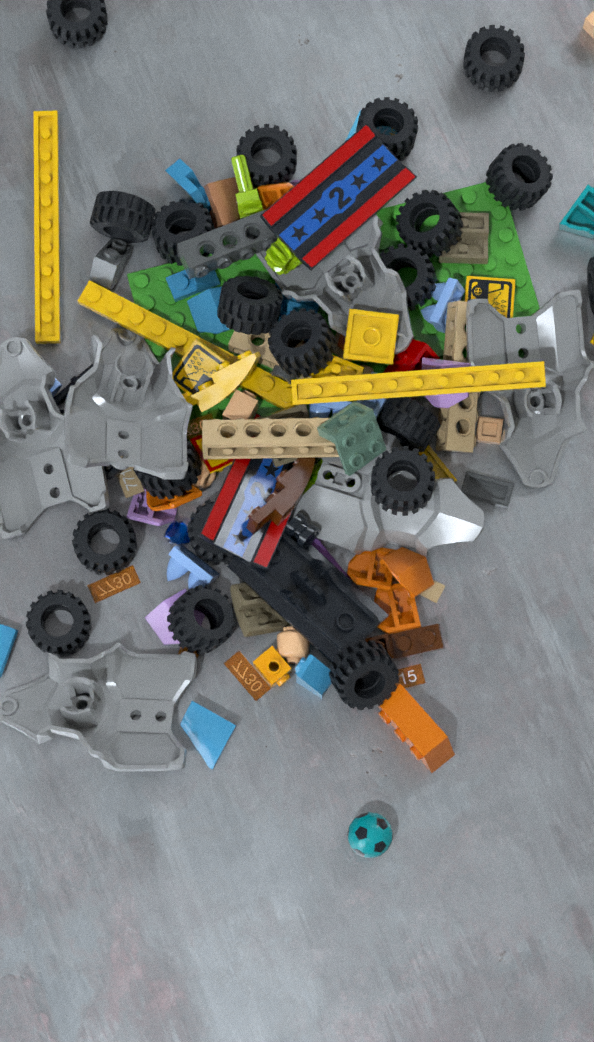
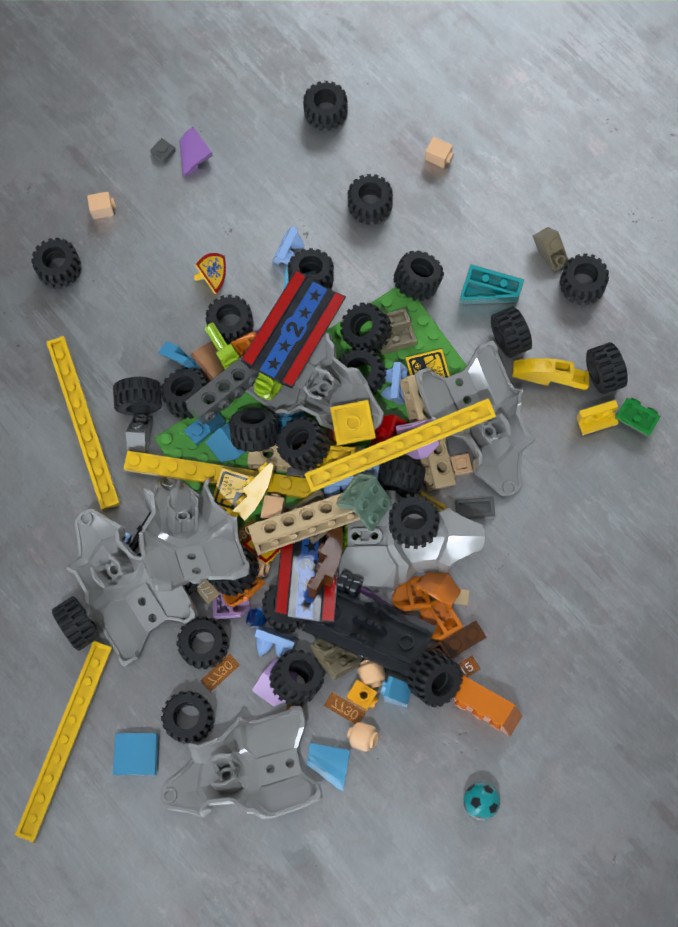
camera: 15 degrees left, 5 degrees down
(257, 714) = (363, 736): none -> light nougat head
(266, 86) = (212, 269): none -> shield
(377, 79) = (290, 240): none -> light blue tile

